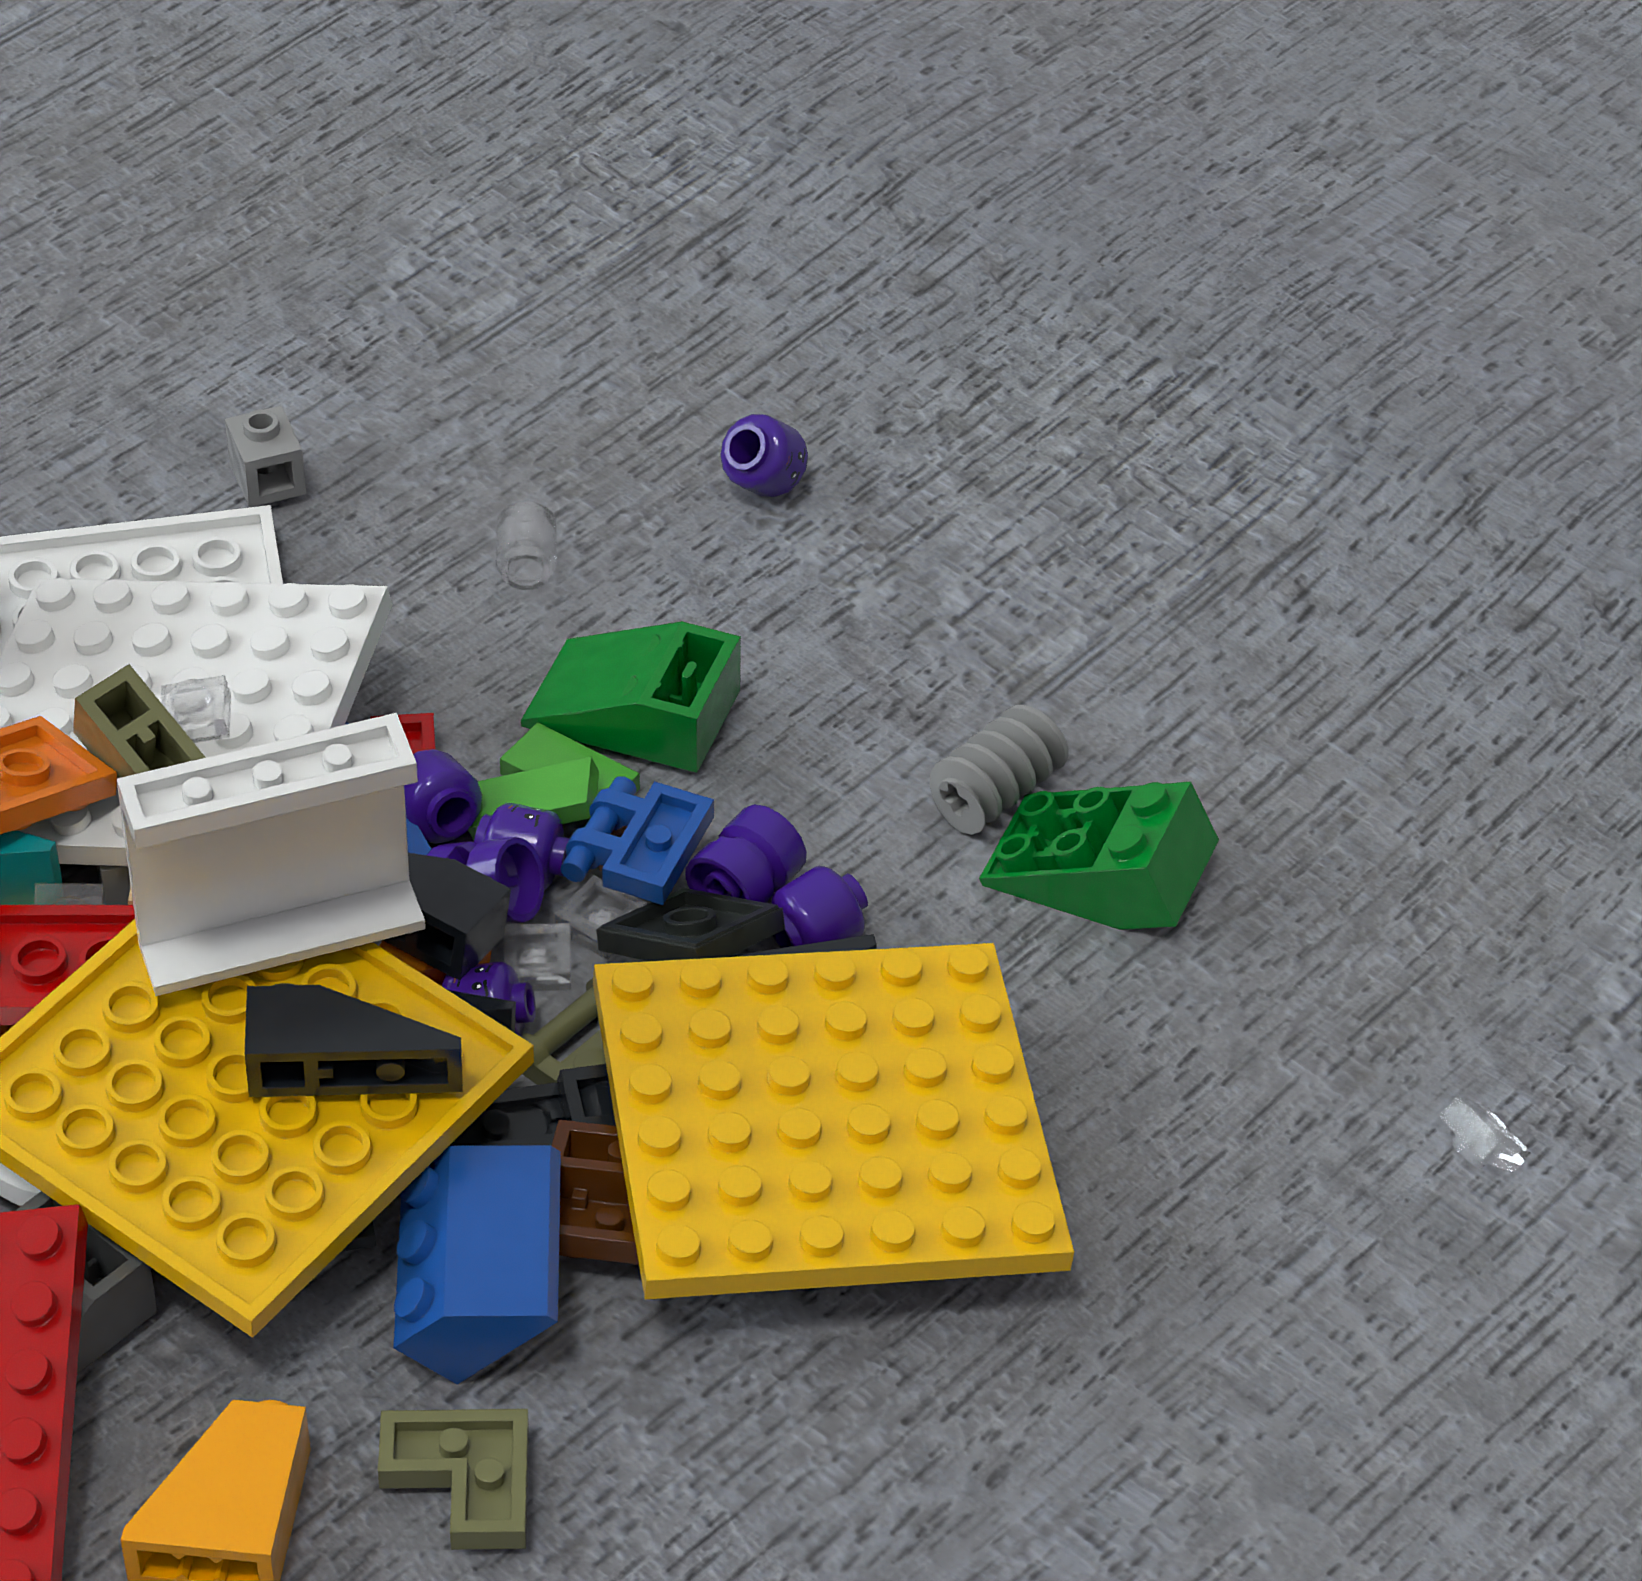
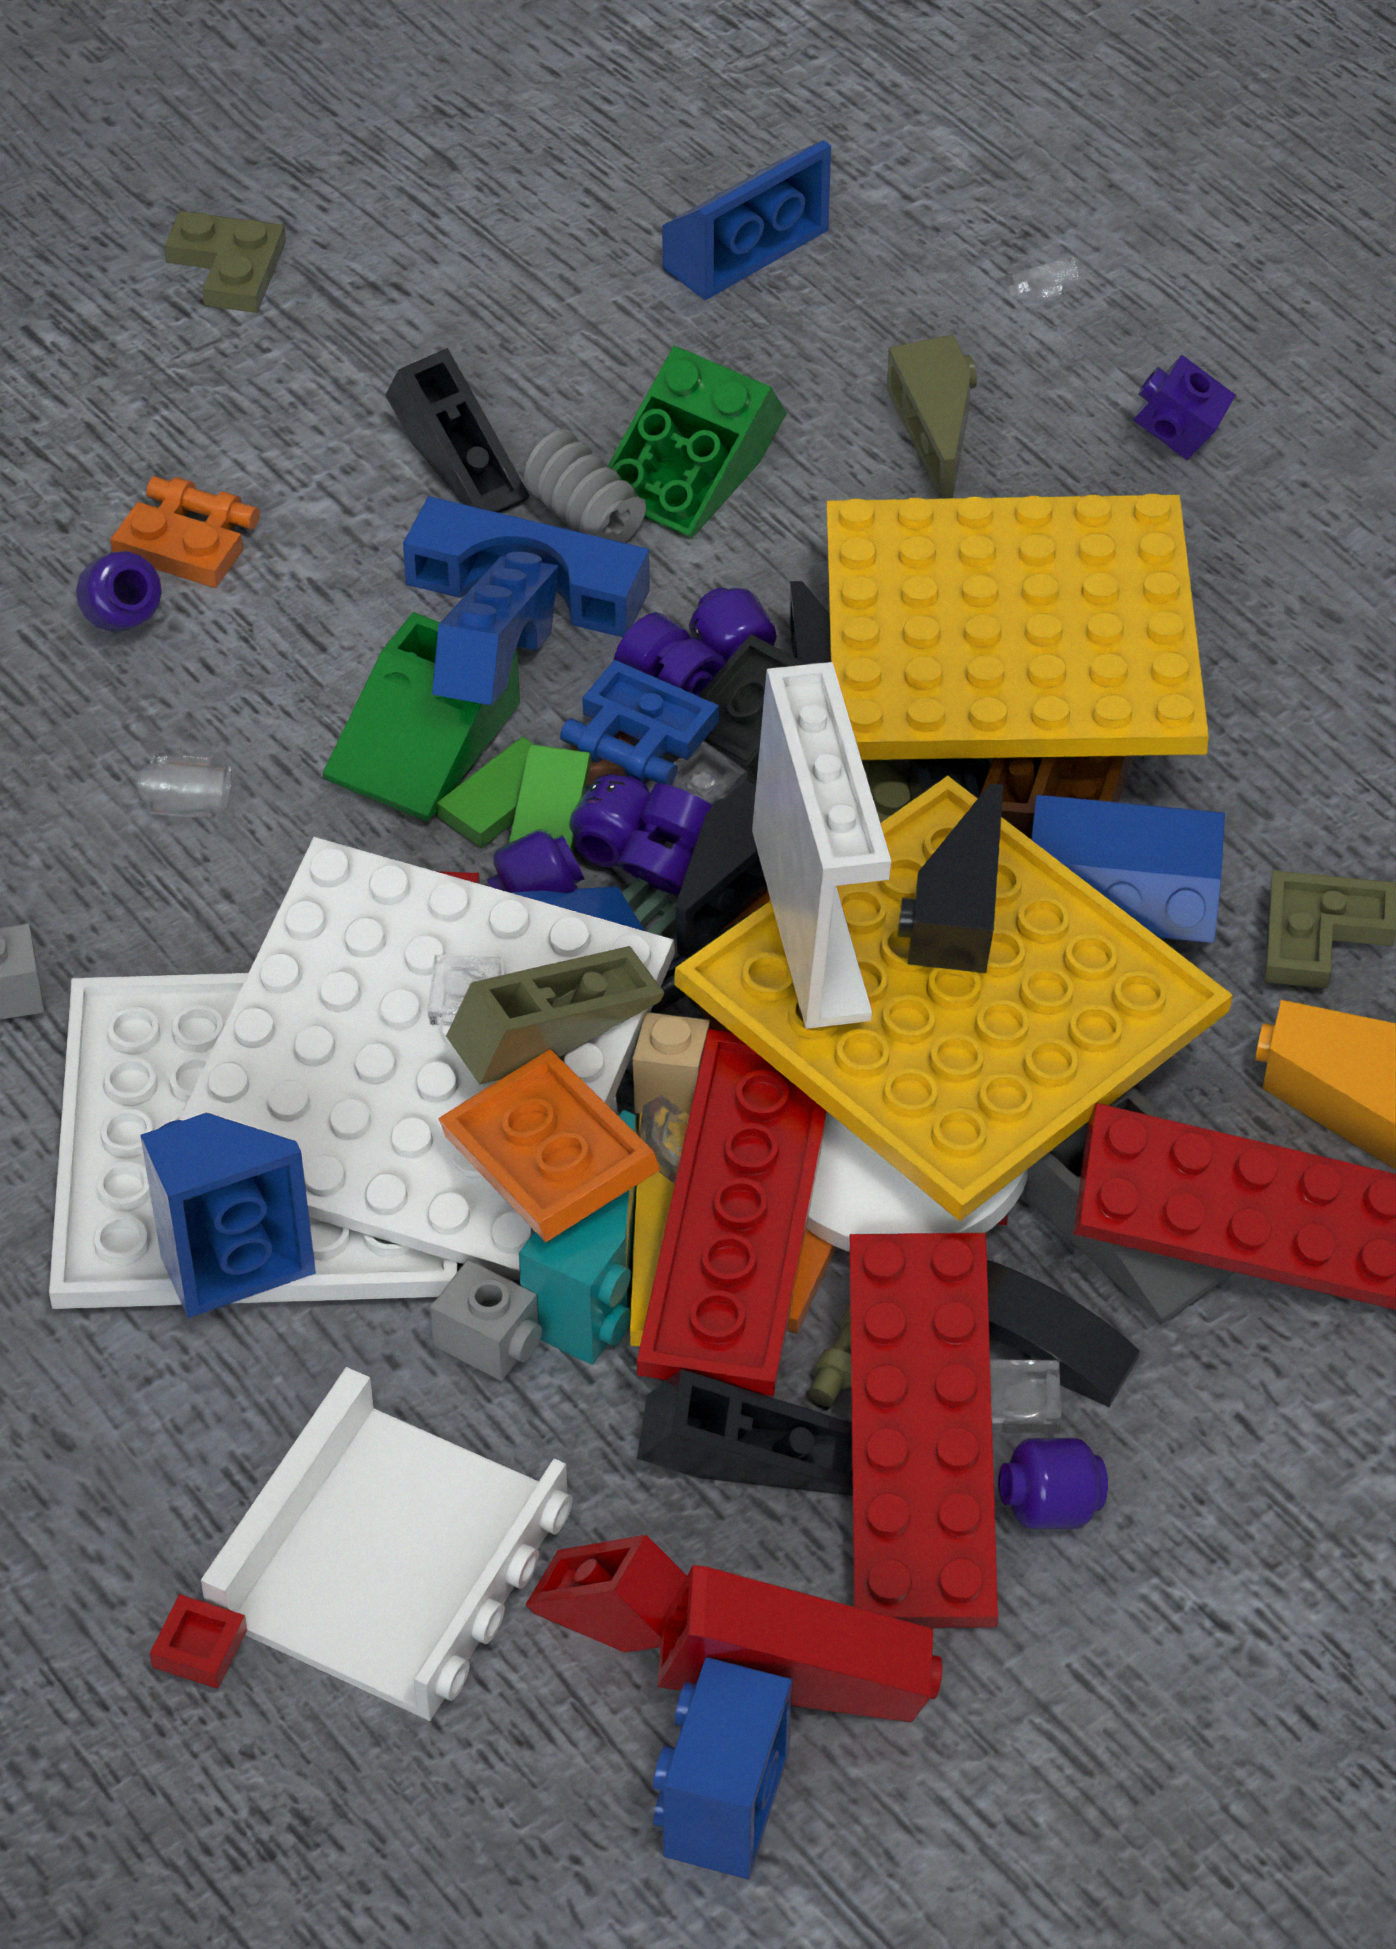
camera: 80 degrees left, 5 degrees up
(663, 663) = (480, 634): none -> blue arch
(868, 500) = (183, 544): none -> orange plate
(868, 794) = (596, 576): none -> blue arch
(1064, 656) = (454, 433): none -> black slope
(1216, 1056) = (932, 396): none -> olive slope
(1272, 1298) = (1182, 406): none -> dark purple brick
(1308, 484) = (235, 250): none -> olive plate
(1473, 856) = (750, 223): none -> blue slope

